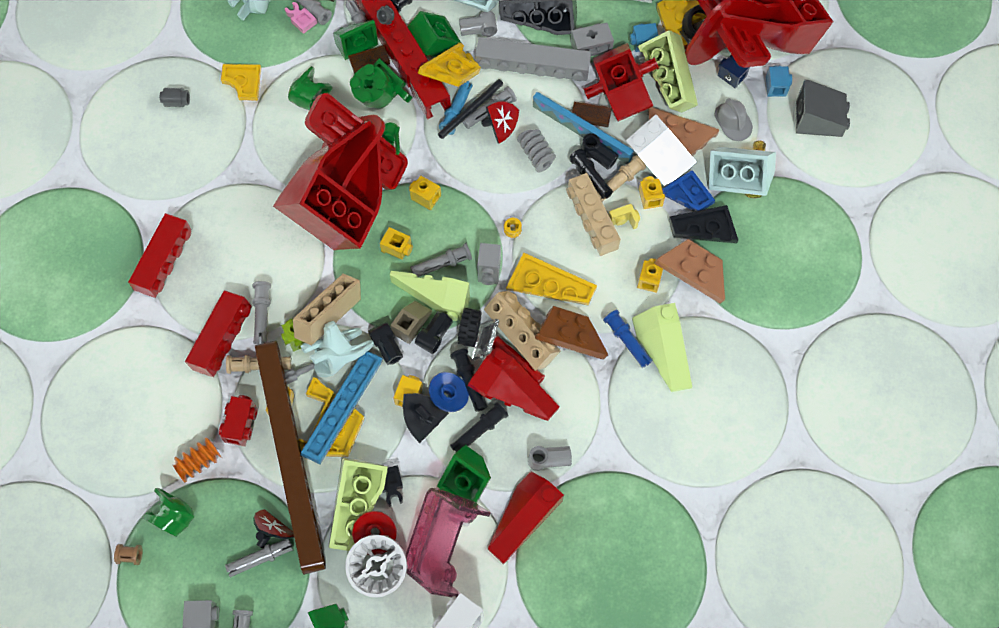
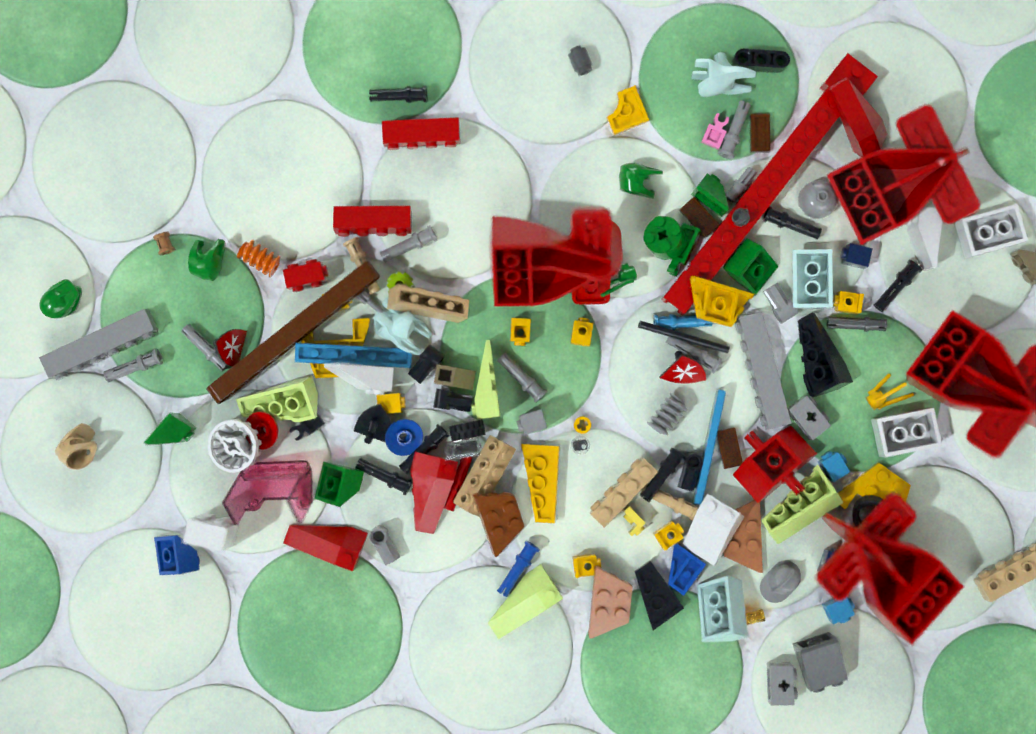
camera: 70 degrees right, 20 degrees up
(117, 255) = (408, 94): none -> black pin
(367, 399) = (368, 378): none -> white slope
(531, 237) = (580, 445): none -> clear tile
(830, 152) = (775, 674): none -> light grey brick

